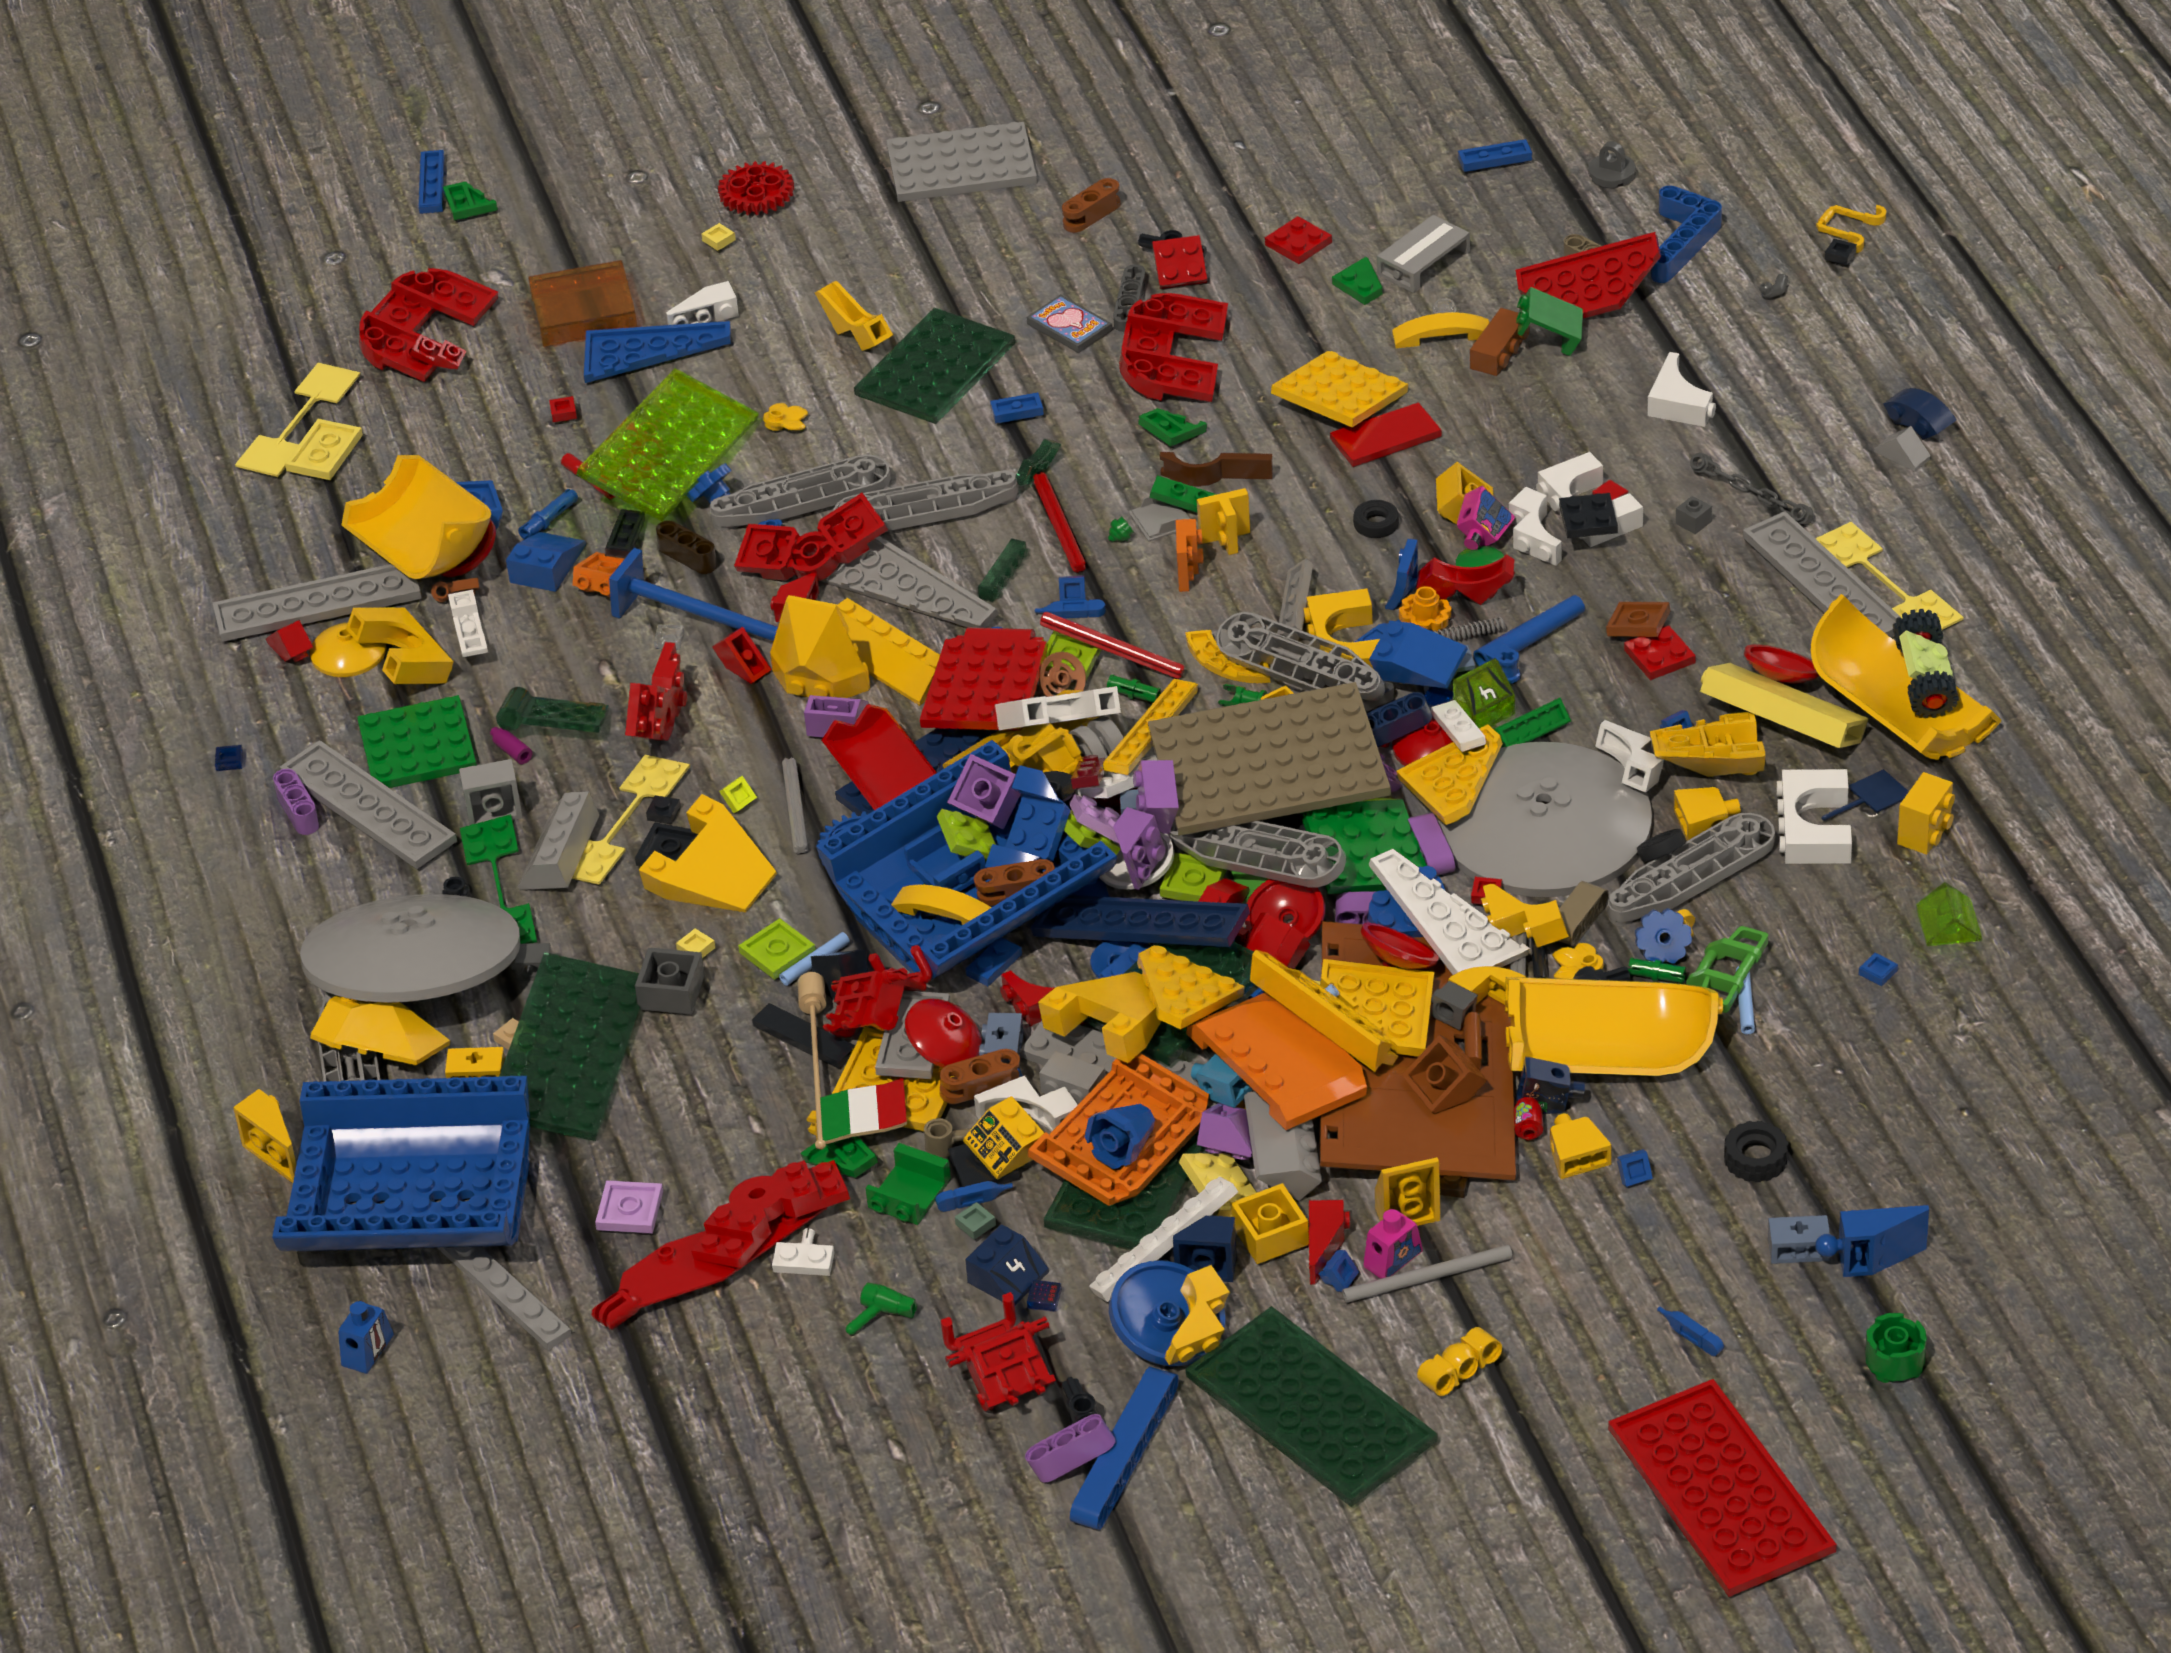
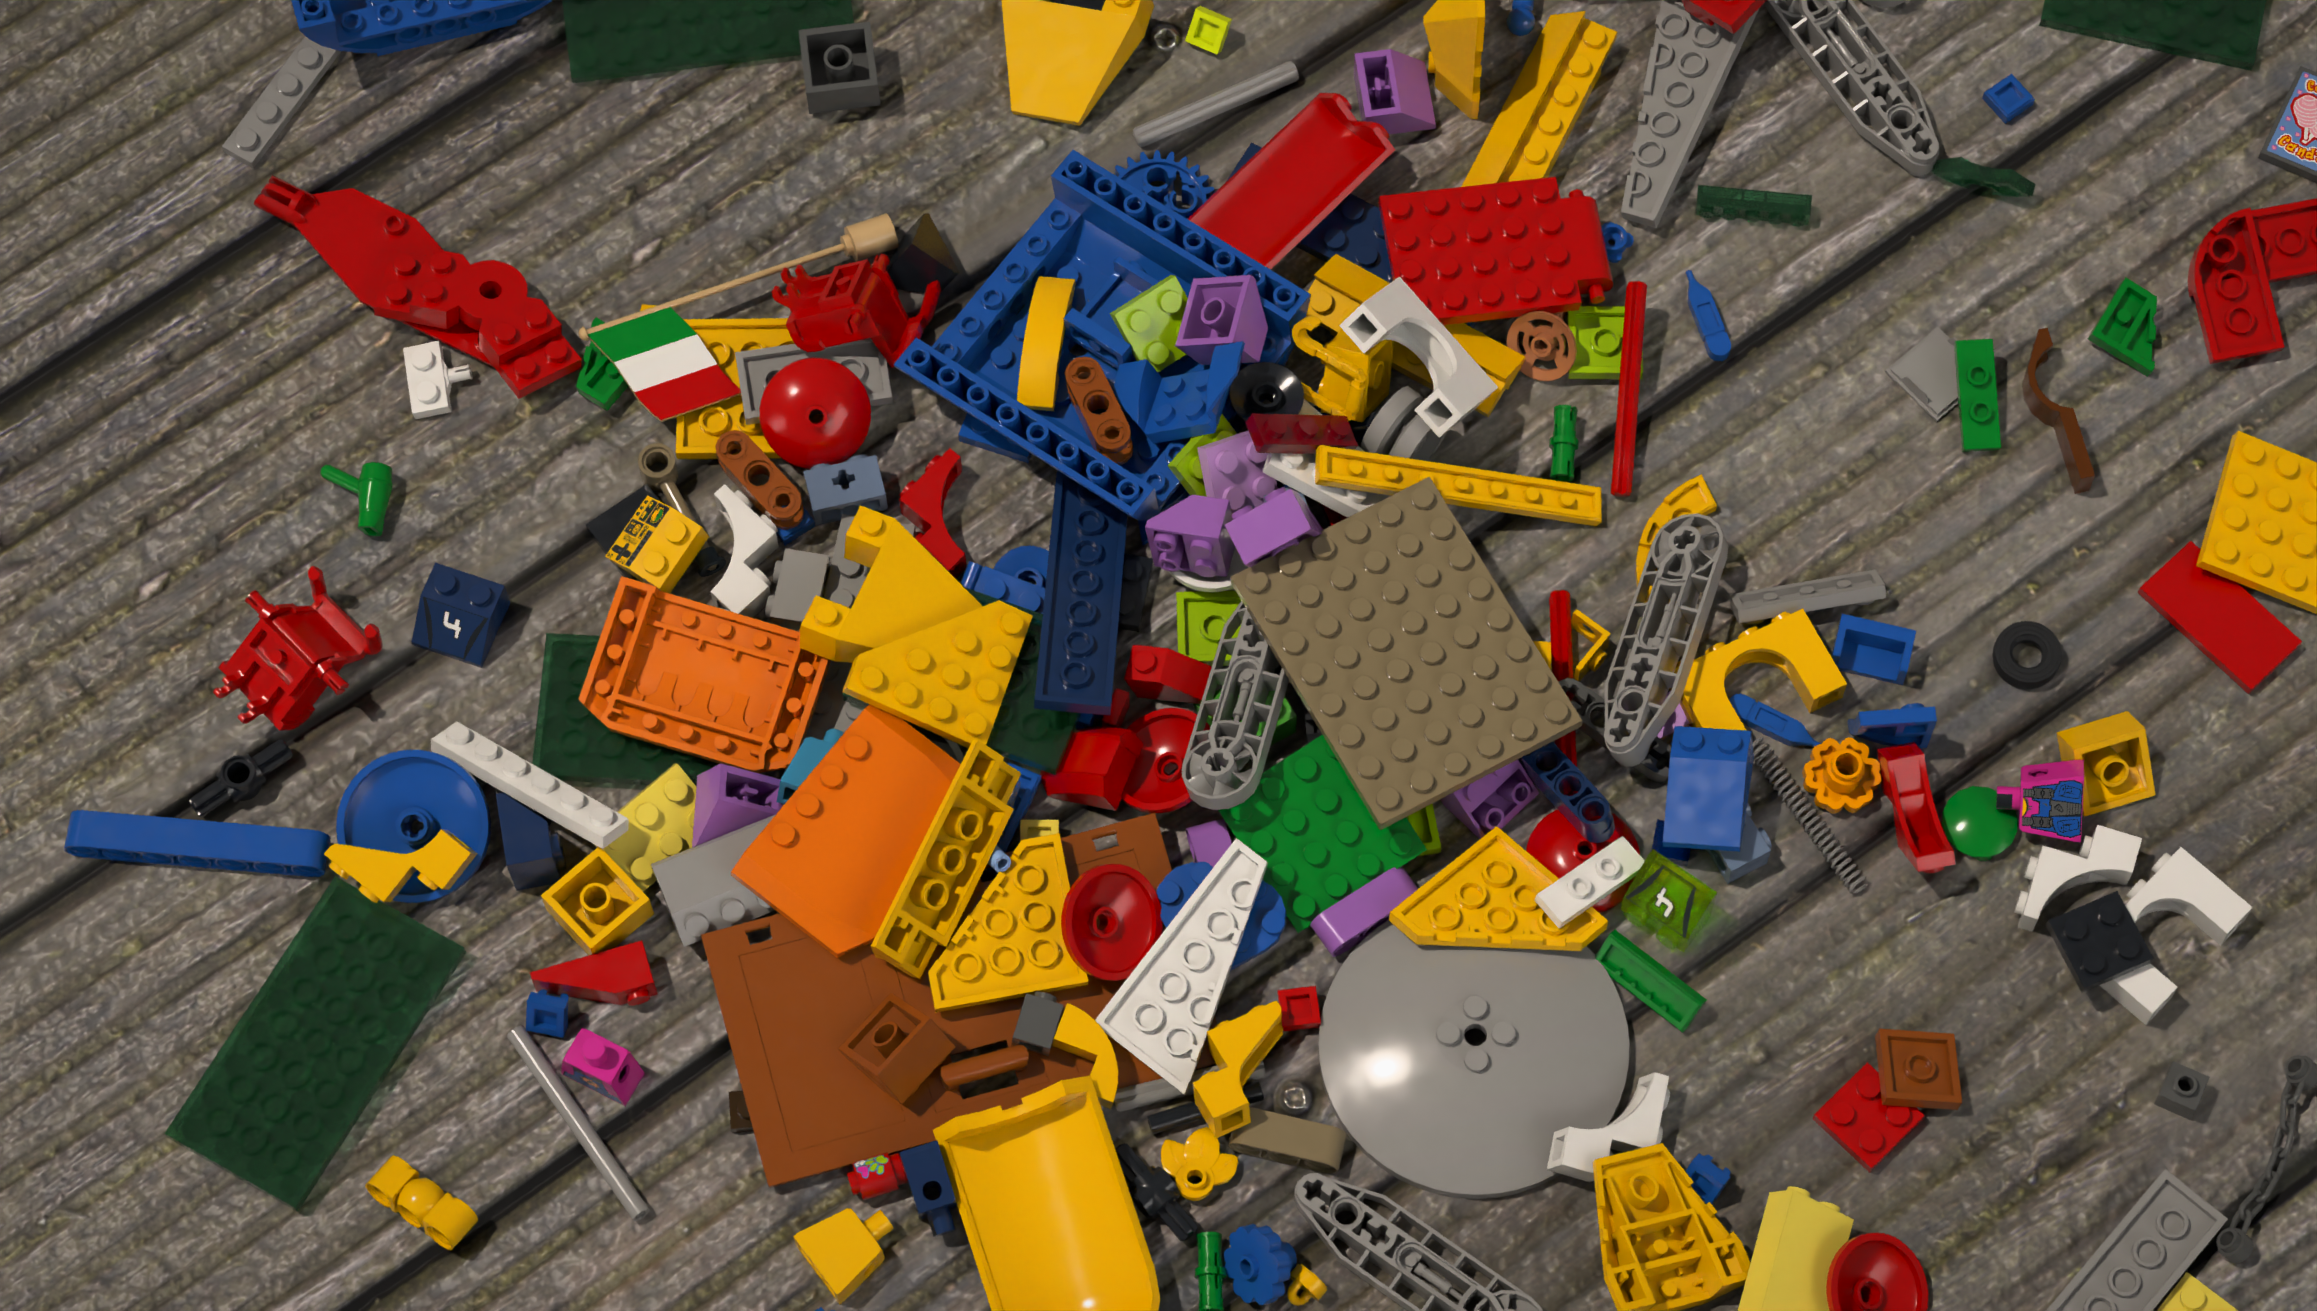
camera: 70 degrees right, 25 degrees up
(629, 1206) = (460, 157): lavender plate -> none
(696, 942) = (923, 76): light yellow plate -> none
(776, 948) = (944, 171): lime plate -> none
(798, 1034) = (811, 234): black tile -> none
(805, 965) = (944, 220): light blue piece -> none
(910, 1185) = (570, 460): green panel -> none
(969, 1195) = (577, 535): blue piece -> none
(975, 1220) = (532, 554): sand green plate -> none
(982, 445) = (2008, 98): none -> blue tile
(1016, 407) = (2097, 115): blue plate -> none
(1044, 1295) = (432, 674): clear blue tile -> none
(1059, 522) = (1878, 245): red axle -> none
(1070, 1448) = (161, 780): medium lavender beam -> none
(1072, 588) = (1736, 304): blue tile -> none
(1119, 1134) = (680, 680): blue cone -> none
(1120, 530) = (1885, 328): green plate -> none
(1187, 551) = (1848, 423): orange plate -> none
(1224, 518) = (1931, 452): yellow bracket -> none
(1241, 695) = (1588, 589): green piece -> none
(1345, 574) = (1873, 649): none -> blue panel
(1411, 1191) = (680, 1058): yellow slope -> none
(1507, 646) = (1783, 893): blue axle -> none
(1611, 487) = (2194, 961): red tile -> none
(1661, 845) = (1438, 1230): black tyre -> none
(1702, 809) = (1538, 1258): yellow torso -> none

